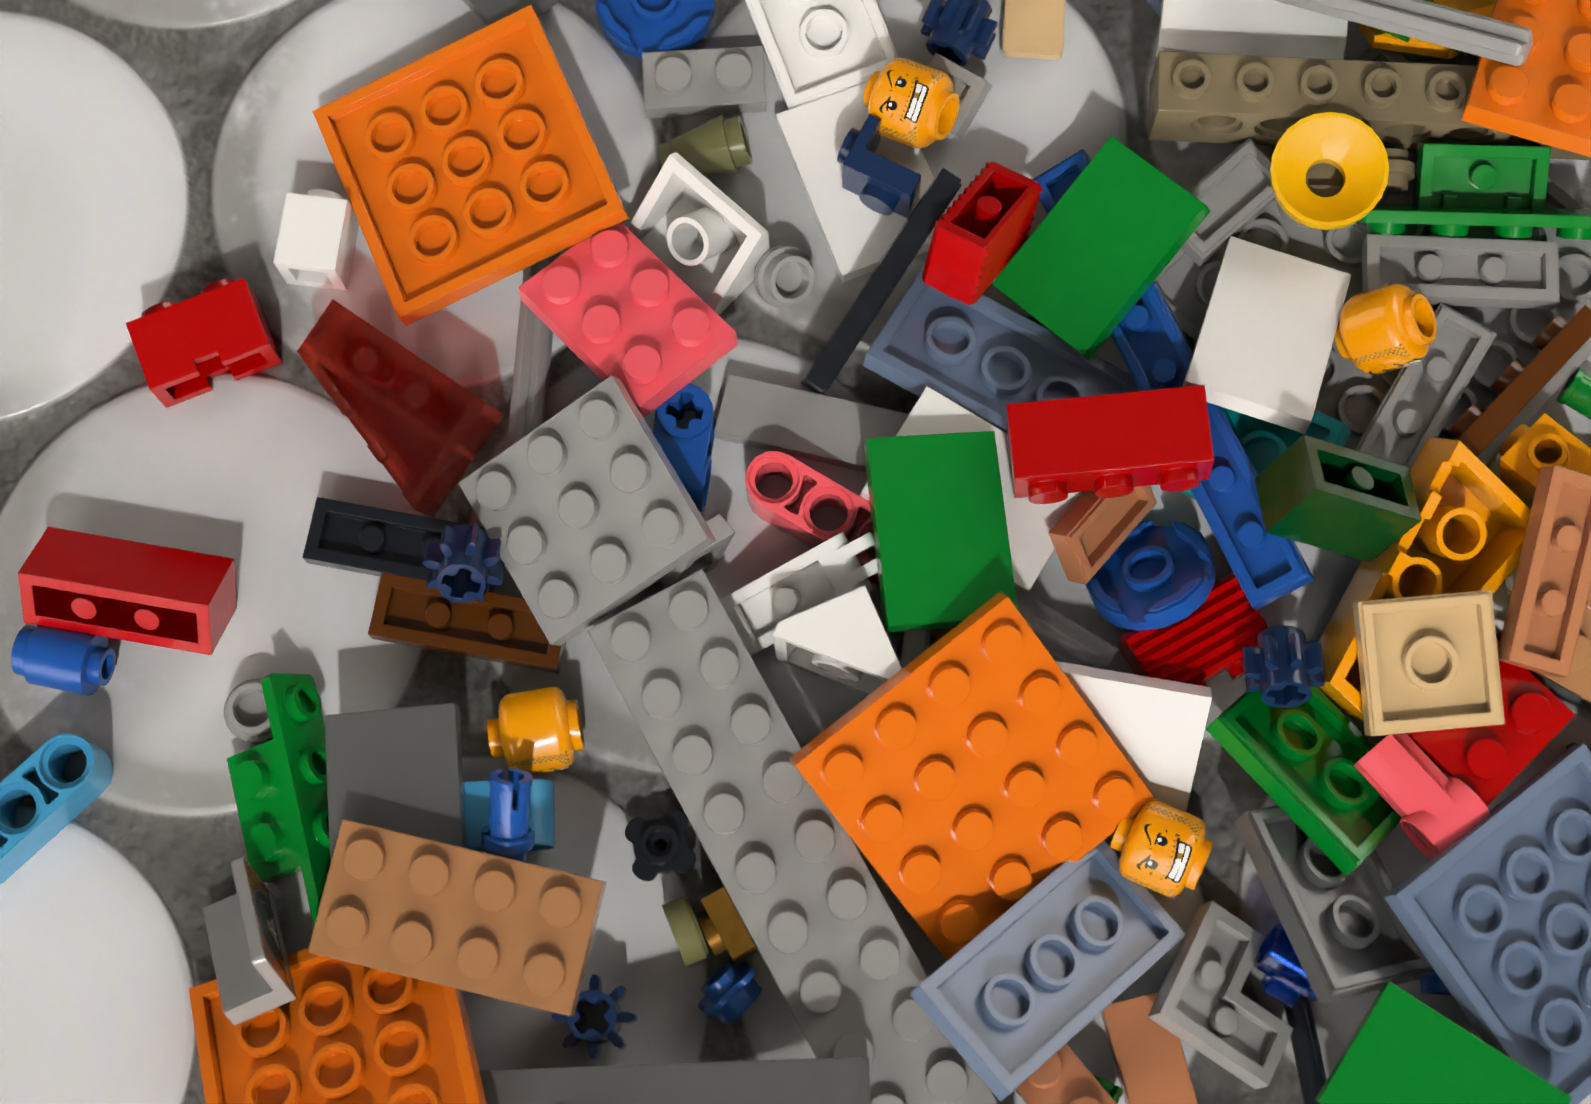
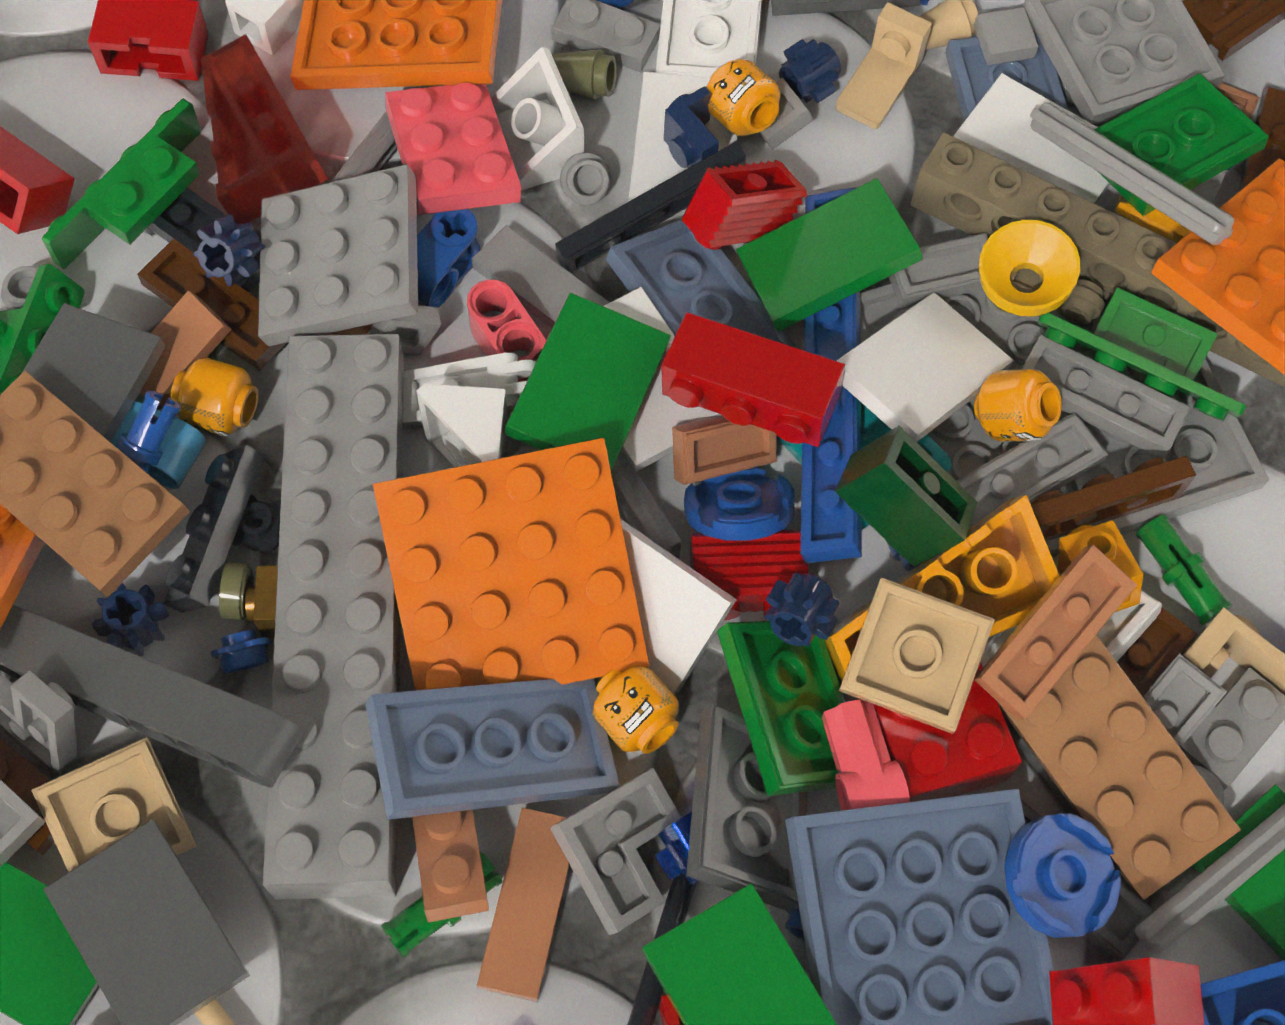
camera: 20 degrees right, 10 degrees down
(309, 535) = (133, 190): none -> green bracket
(470, 676) = (189, 334): none -> nougat tile
(620, 856) = (212, 529): none -> black plate

